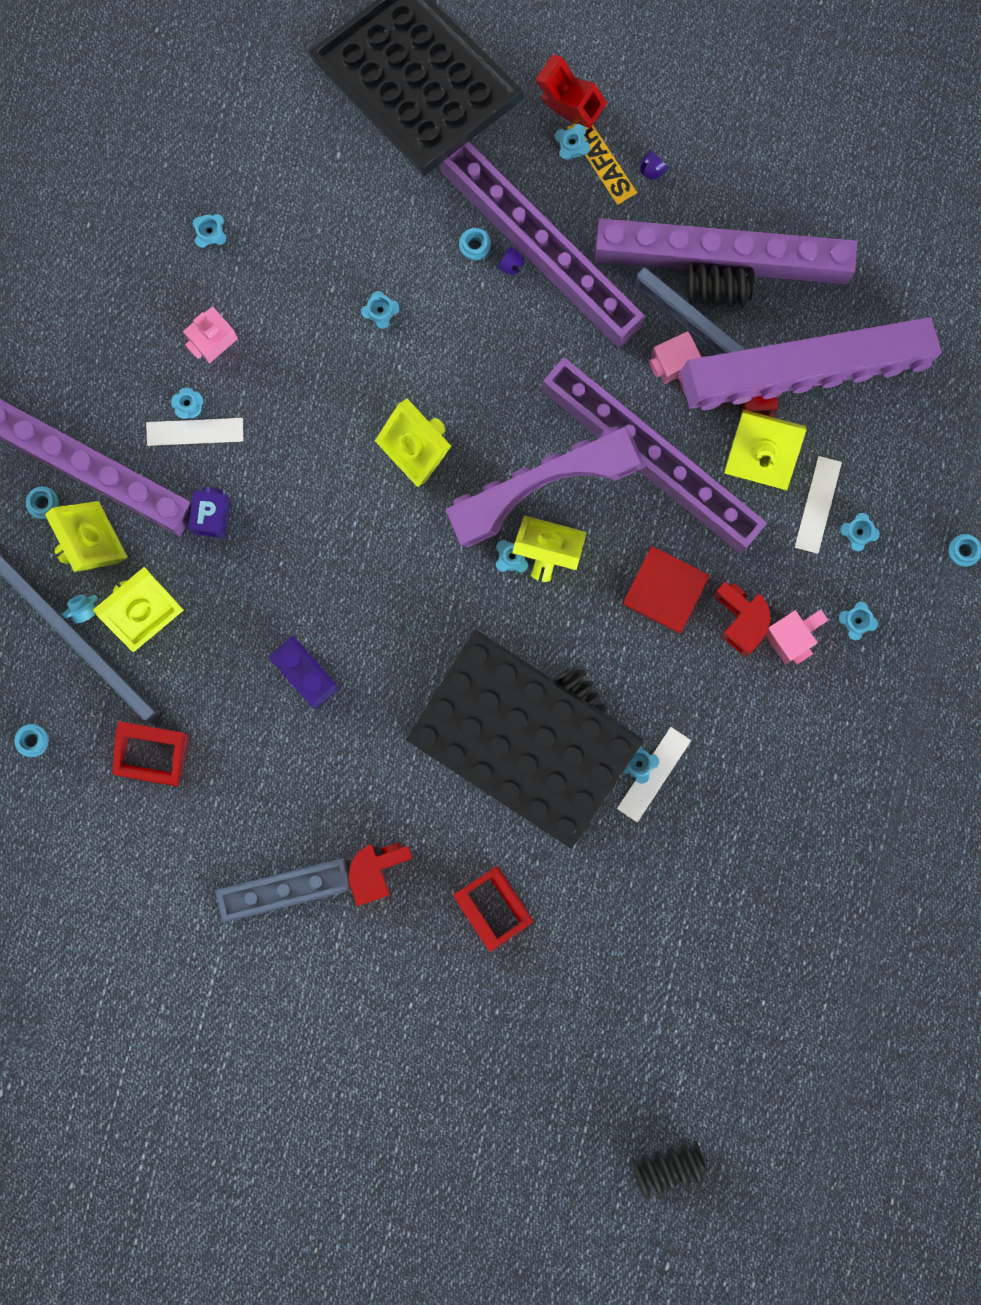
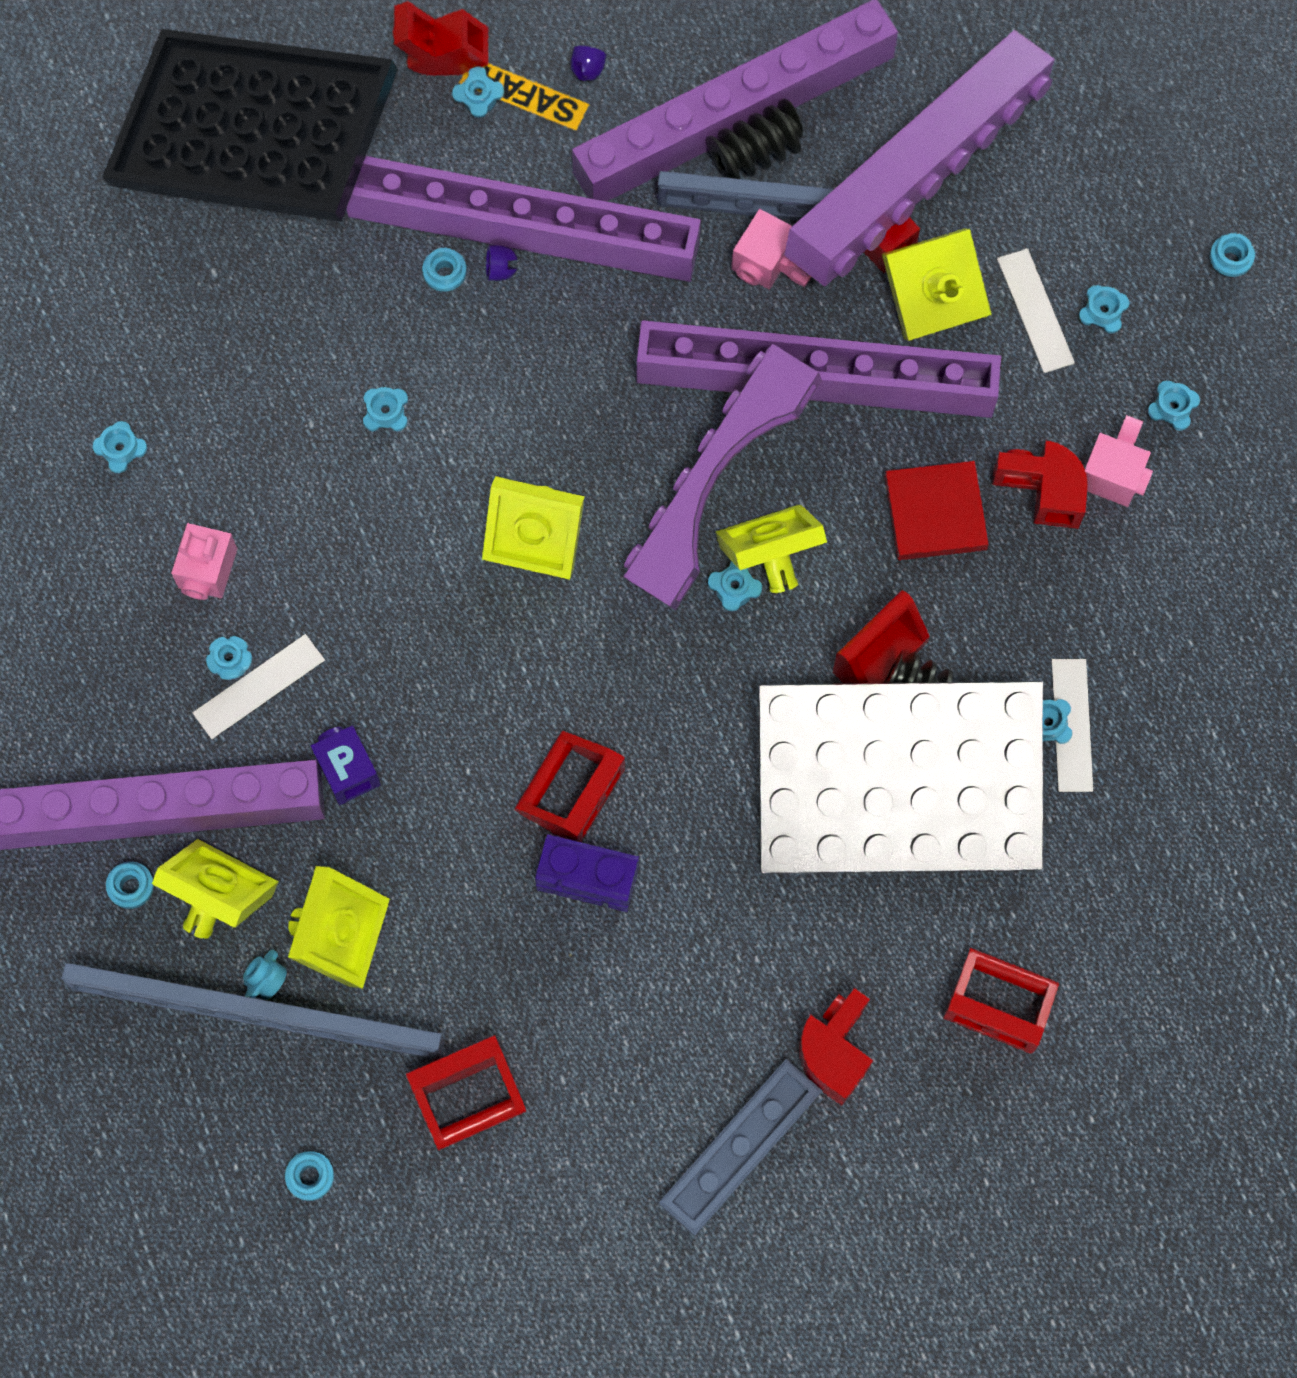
camera: 35 degrees left, 10 degrees down
(338, 629) = (591, 801): none -> red tile
(564, 652) = (878, 644): none -> red tile

